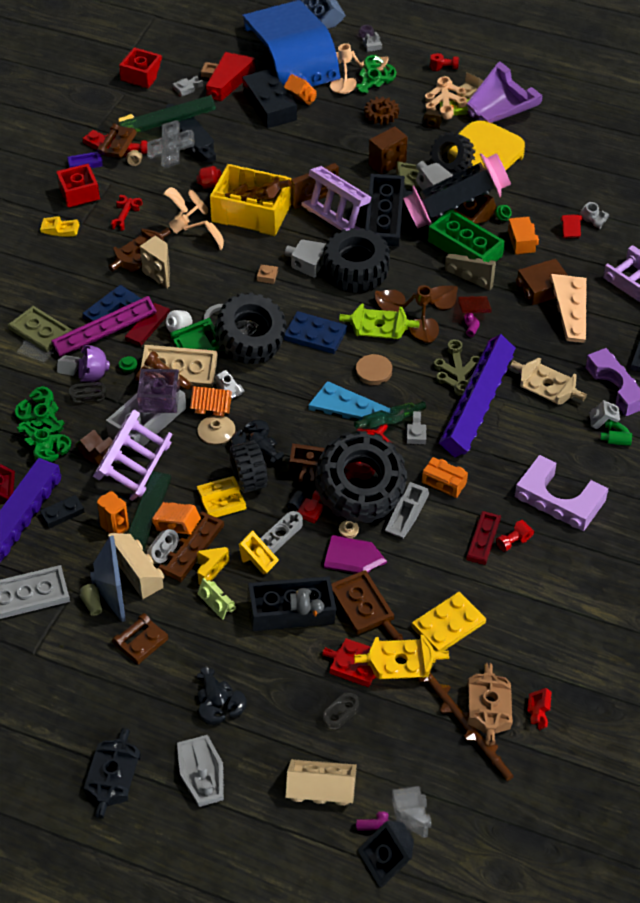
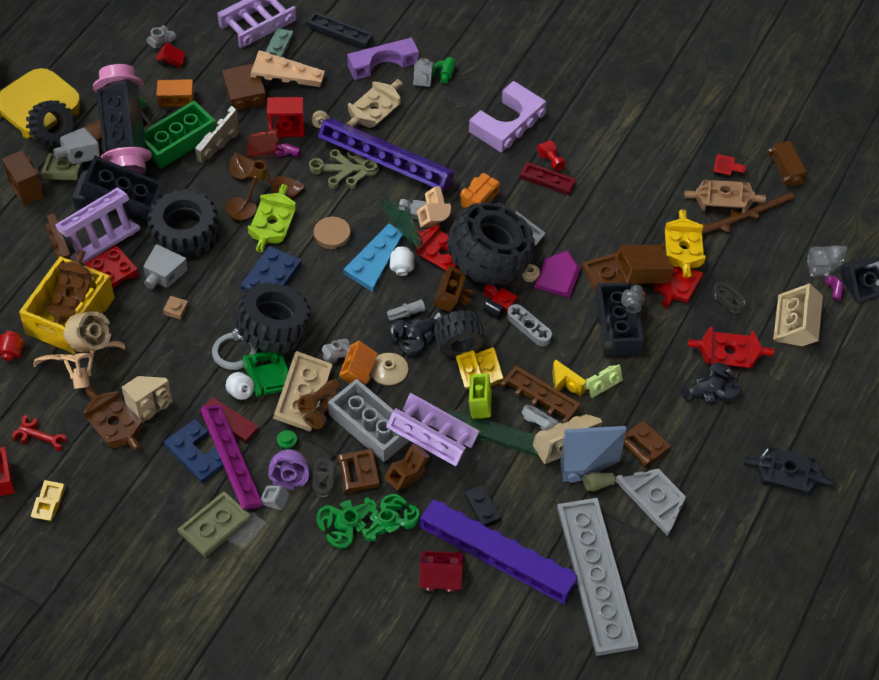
camera: 85 degrees left, 5 degrees up
(73, 649) = (655, 496): none -> light grey wing
(93, 416) = (365, 471): none -> reddish brown plate
(112, 513) = (504, 452): orange brick -> none
(158, 390) = (364, 391): clear purple slope -> none
(176, 517) = (511, 401): orange brick -> none
(179, 490) = (480, 396): none -> lime brick
(201, 770) = (785, 403): light grey piece -> none
(206, 214) = (87, 331): none -> tan brick
(254, 549) = (556, 341): yellow slope -> none
(273, 698) = (746, 348): none -> red plate
(284, 432) = (406, 310): none -> light grey axle
(301, 224) = (115, 265): none -> red piece
(342, 422) = (402, 261): none -> white head
(360, 616) = (644, 264): none -> reddish brown brick
(406, 441) = (435, 209): none -> light nougat brick
(449, 622) = (638, 214): yellow plate -> none
(506, 311) = (286, 115): none -> red slope
(518, 342) = (317, 116): none -> tan plate
(556, 771) = (788, 163): none -> reddish brown brick
(609, 302) = (280, 42): none -> sand green plate

